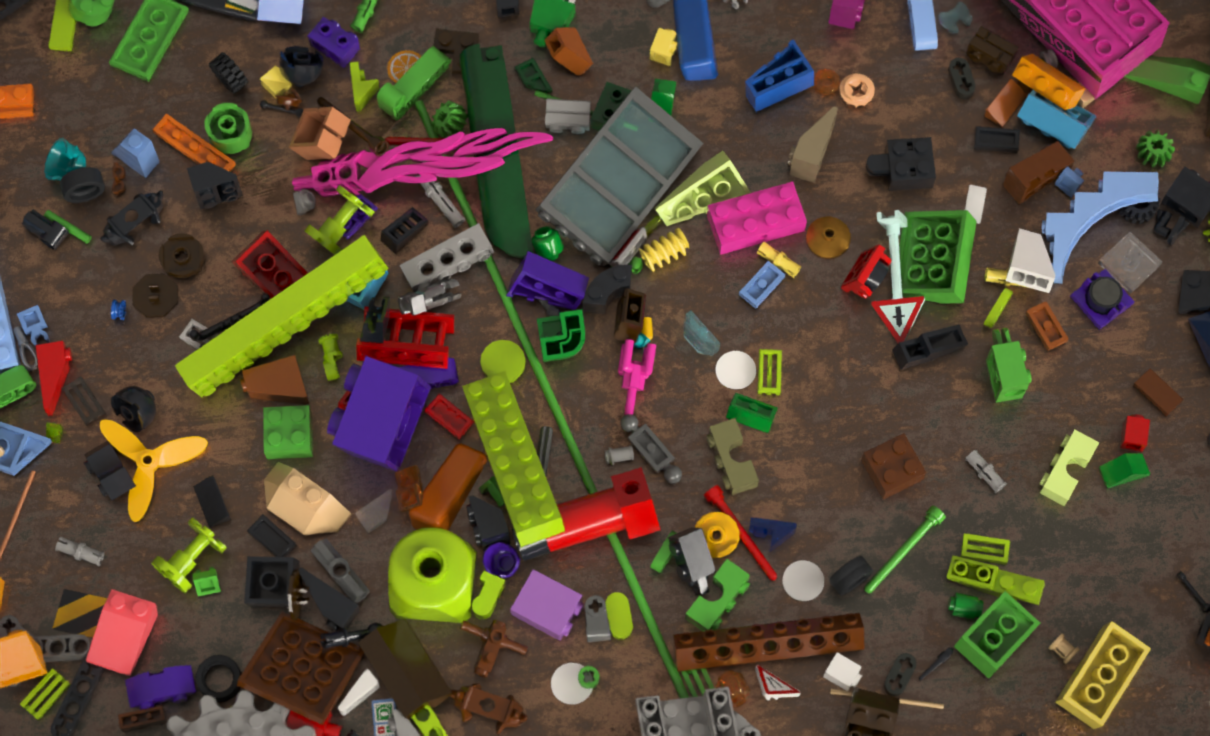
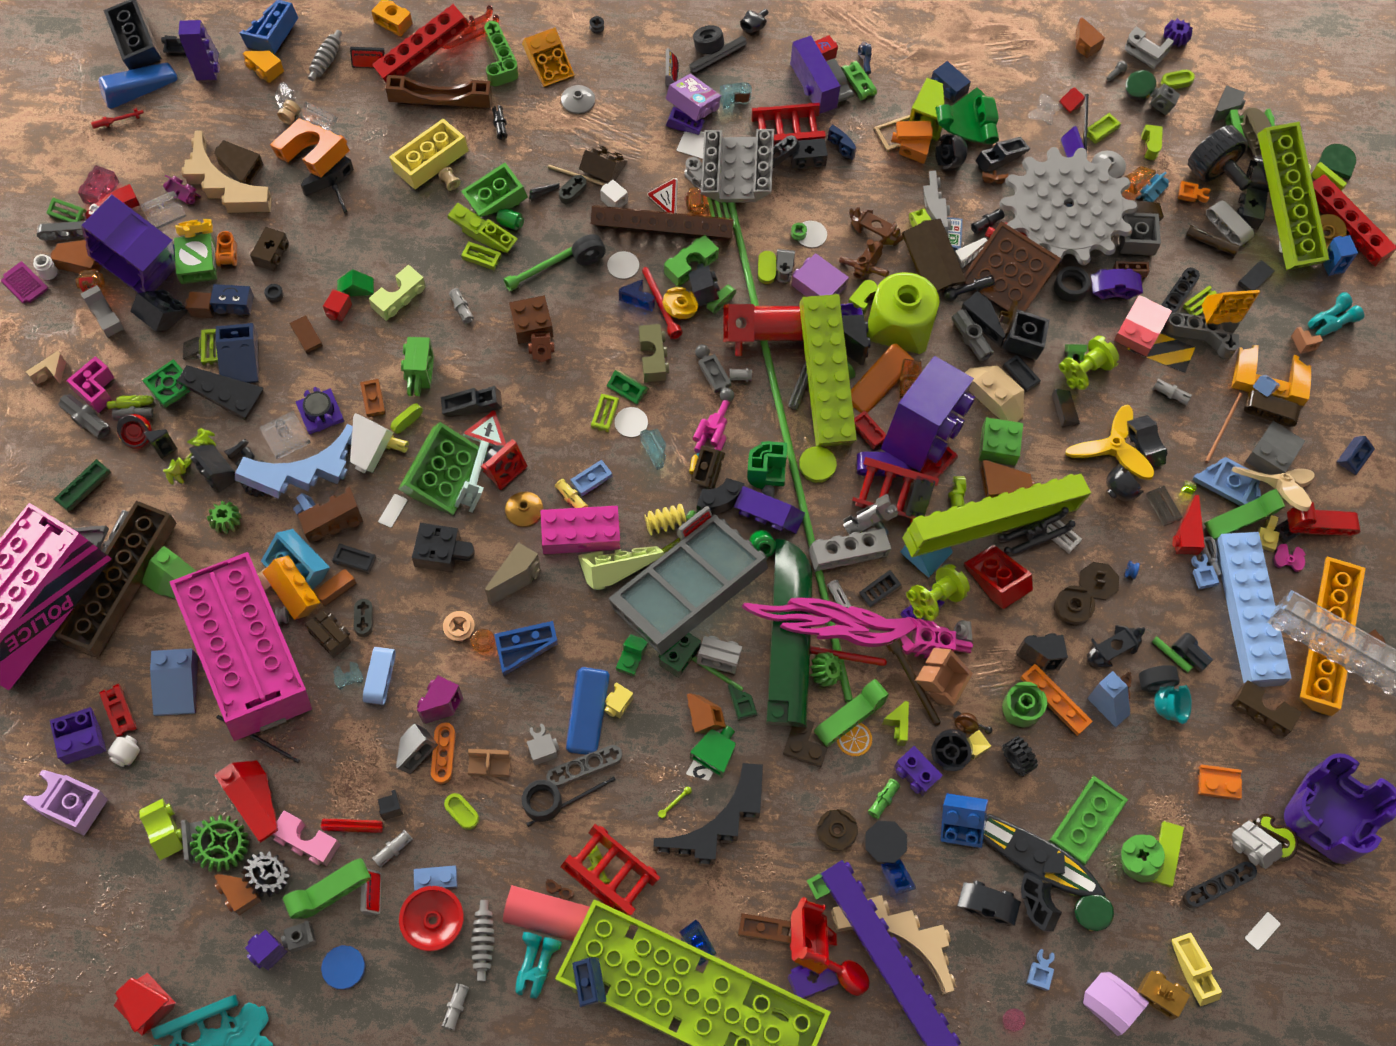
camera: 170 degrees left, 5 degrees down
(869, 430) = (541, 346): none -> copper brick

